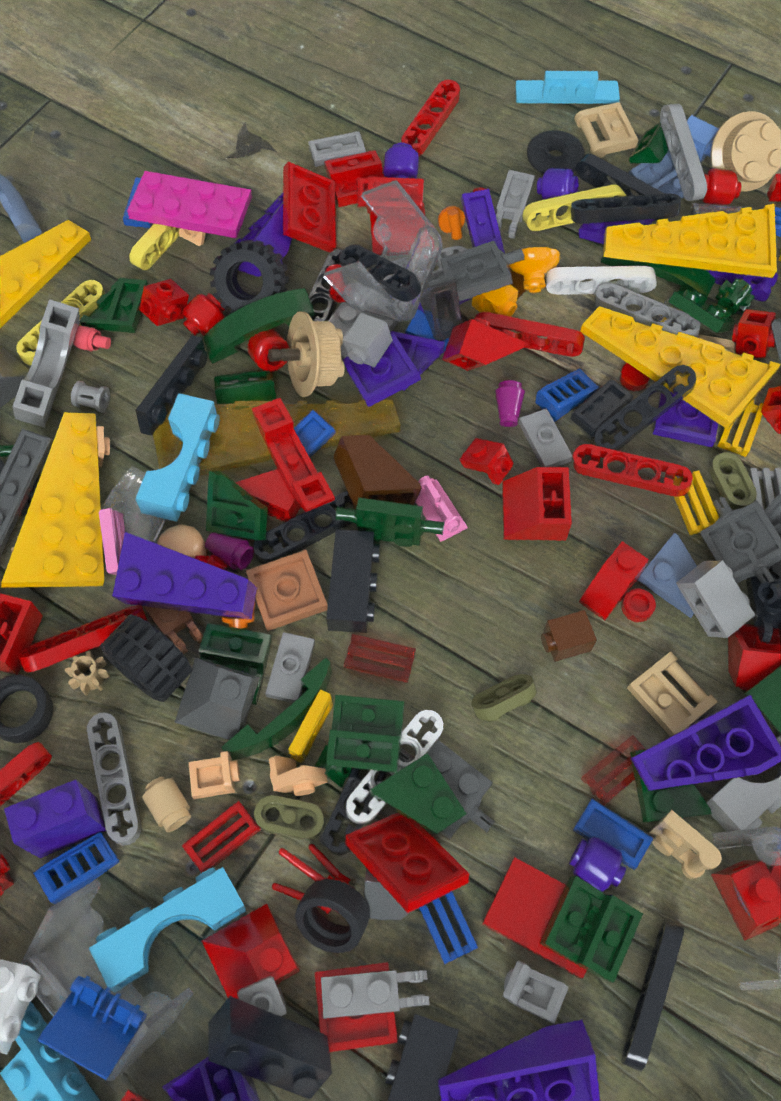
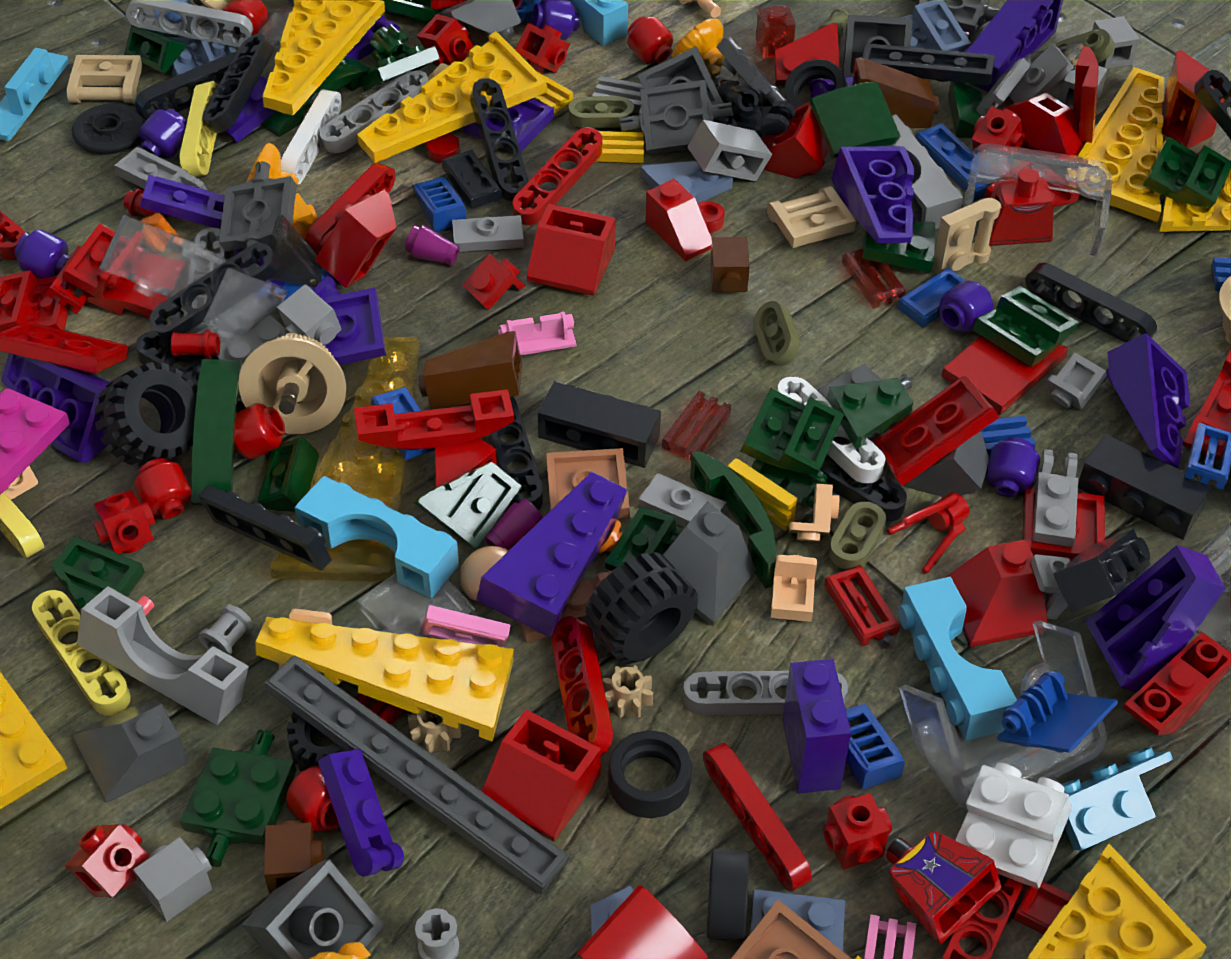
camera: 75 degrees left, 15 degrees down
(166, 803) = (814, 639): tan brick -> none
(325, 933) = (996, 508): black tyre -> none
(390, 521) = (546, 363): dark green plate -> none
(404, 945) = (1012, 466): none -> dark purple head

